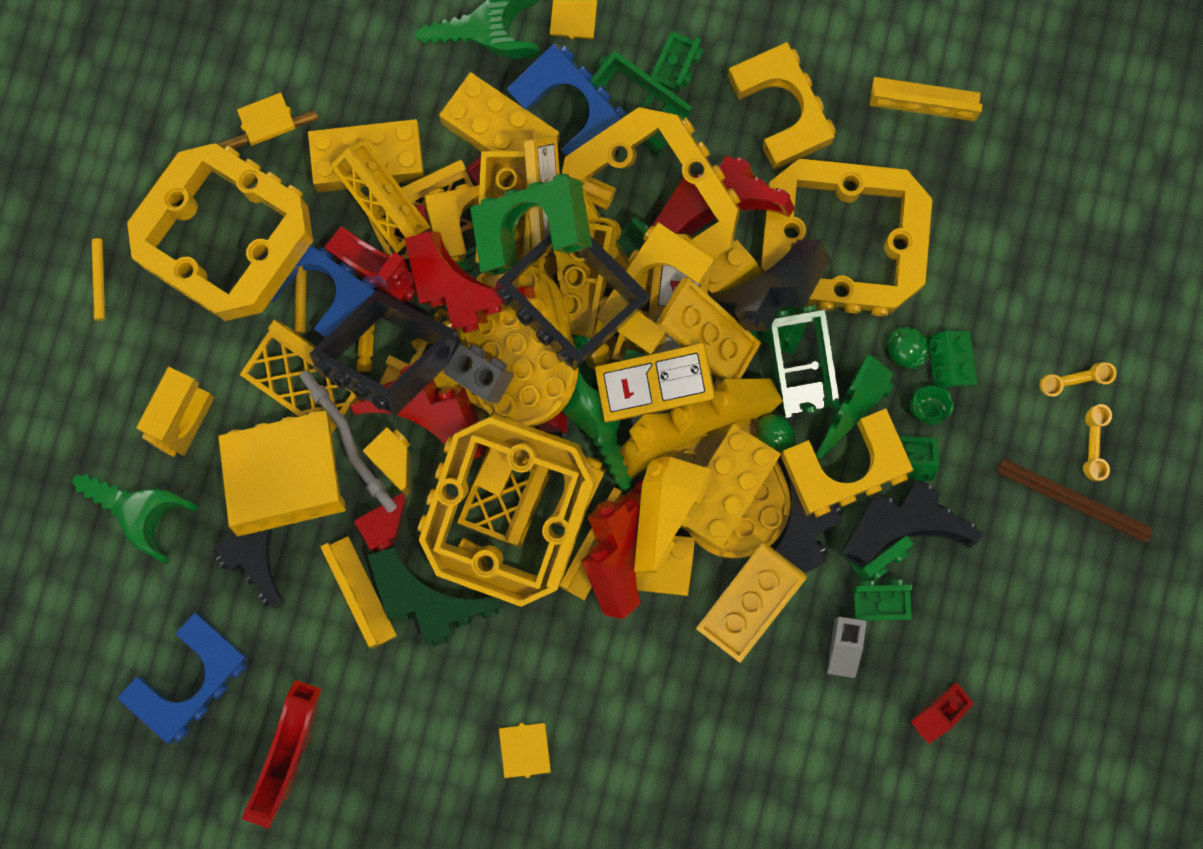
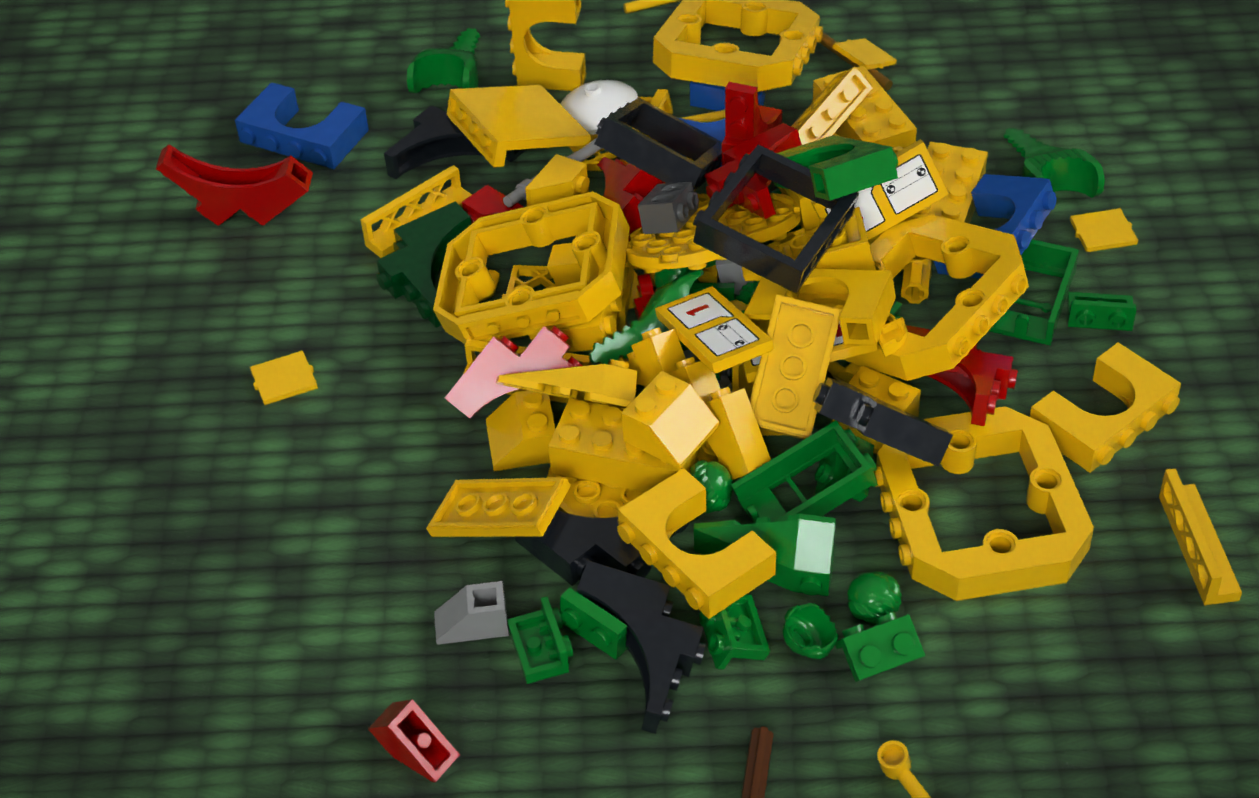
camera: 80 degrees right, 35 degrees down
(274, 385) = (597, 100): none -> white dish
(707, 244) = (892, 336): none -> yellow tile
(744, 448) = (668, 420): none -> yellow slope

